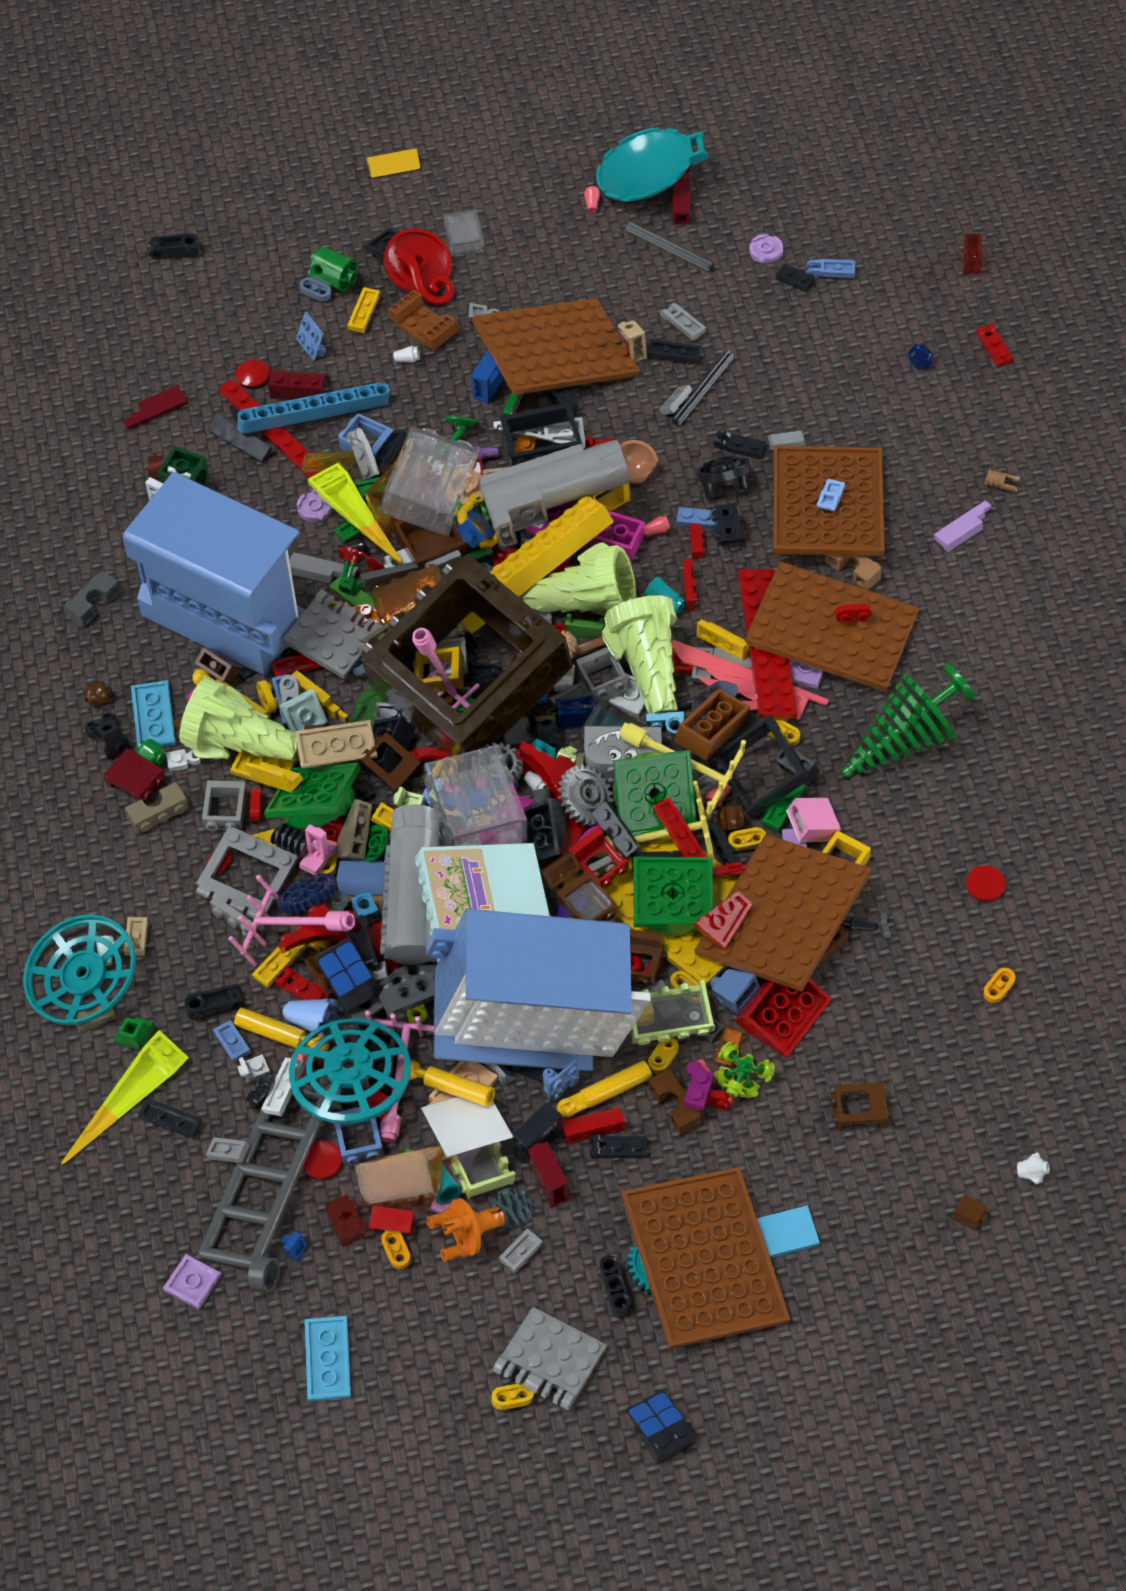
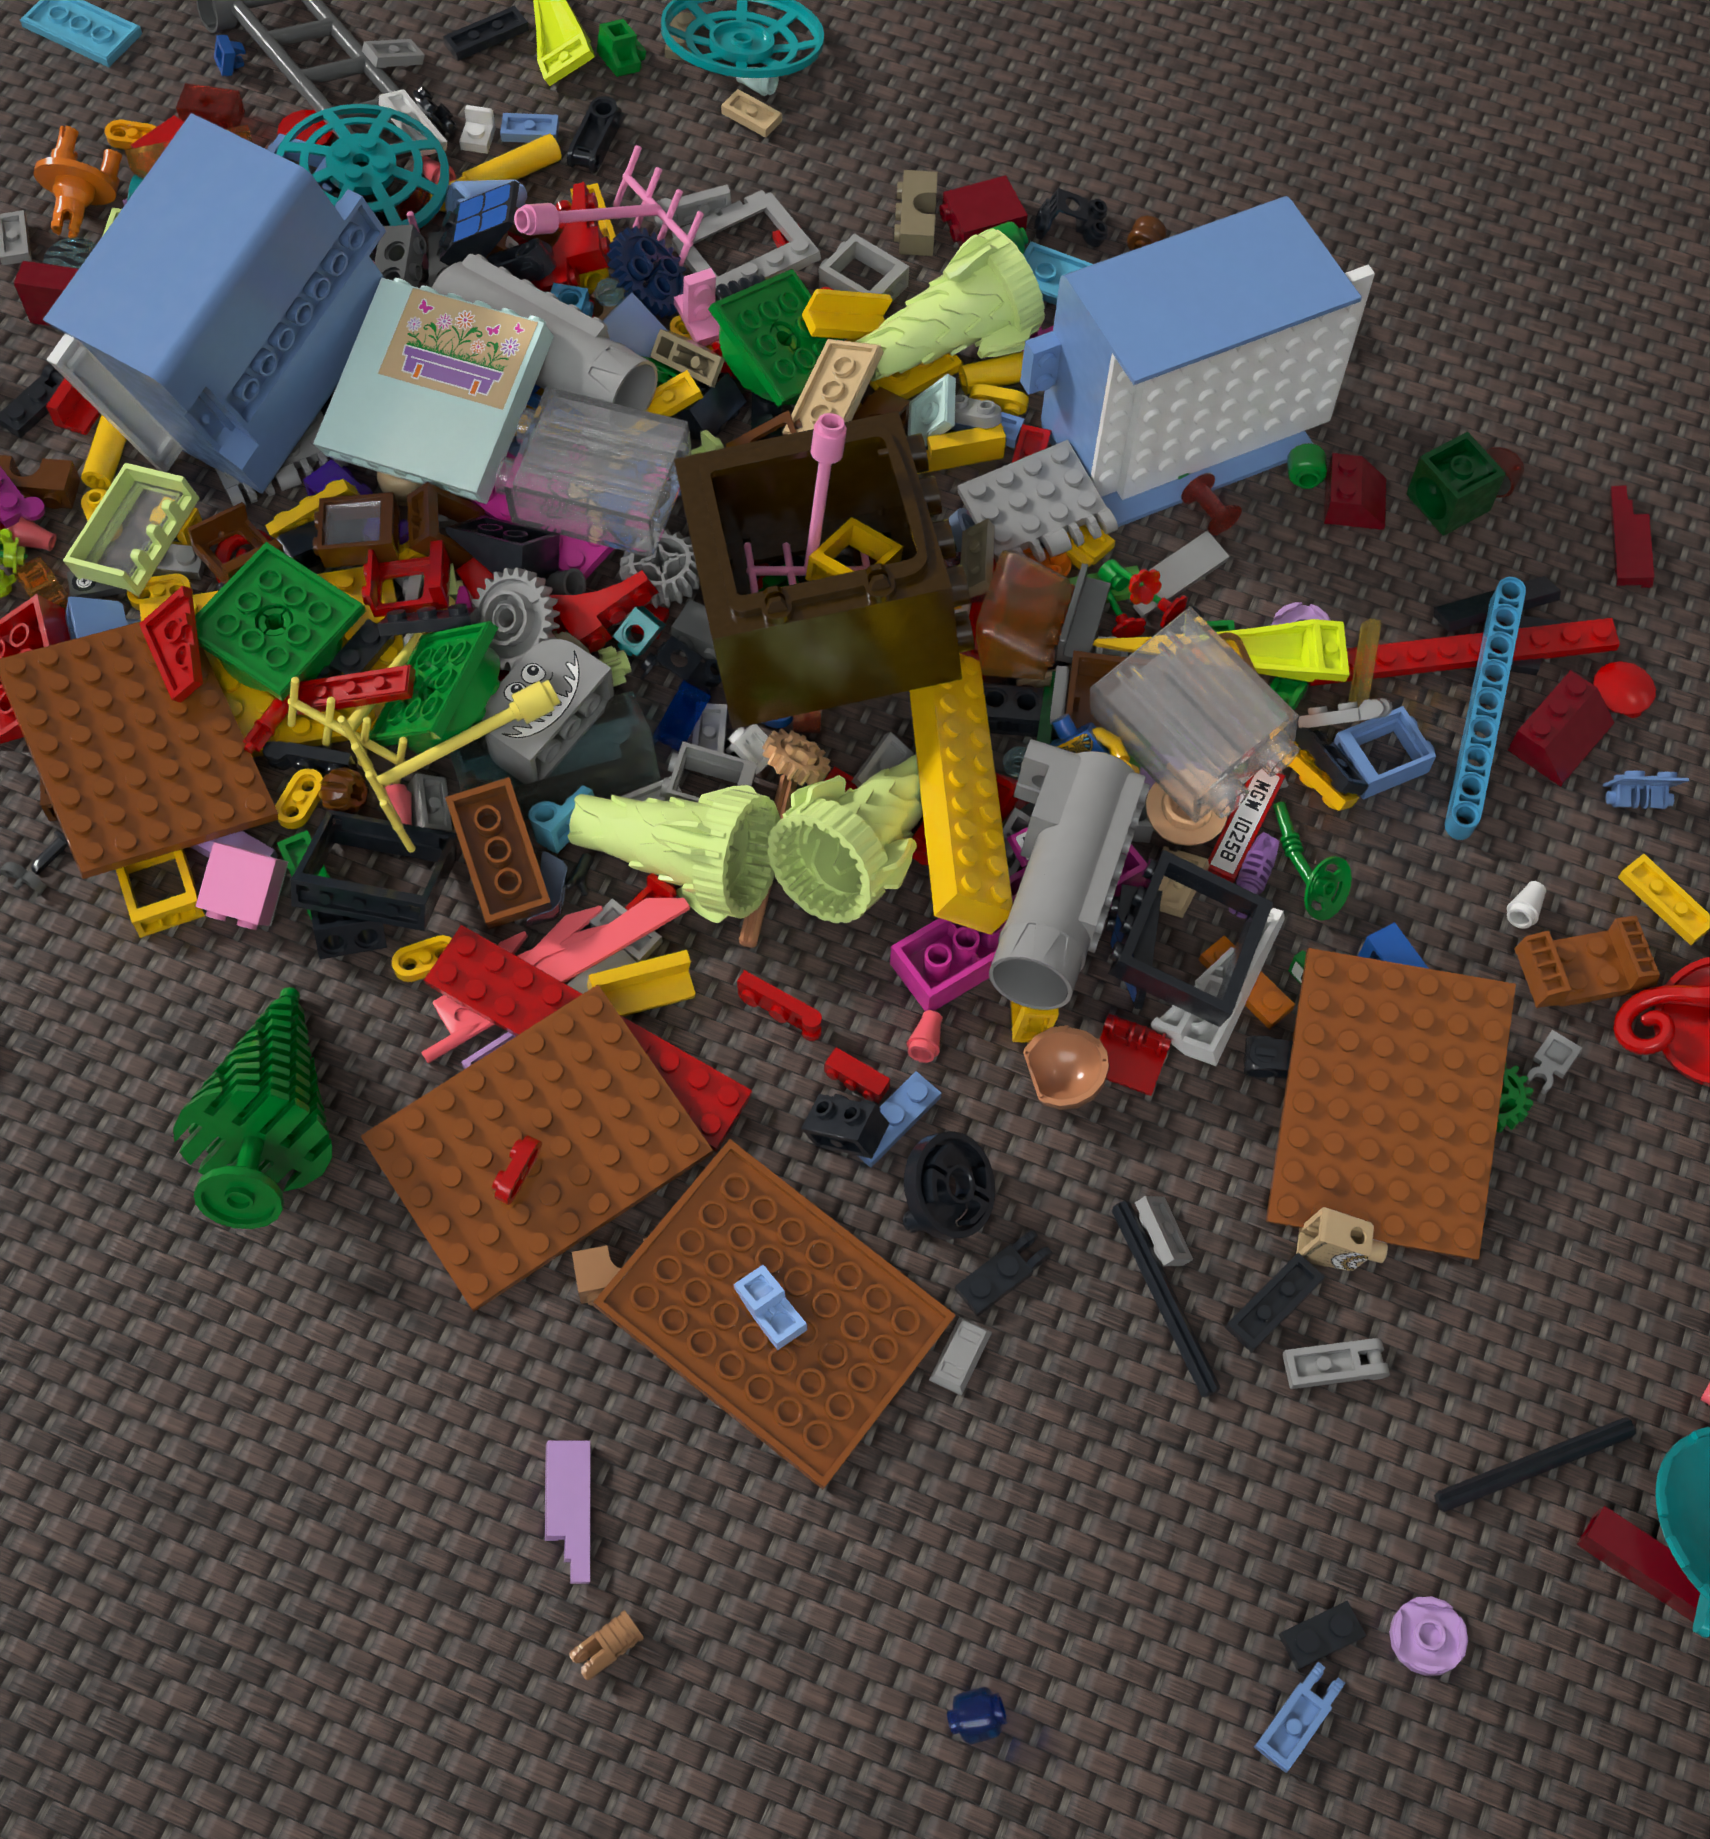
camera: 120 degrees right, 5 degrees up
(660, 588) = (783, 956): teal plant -> none

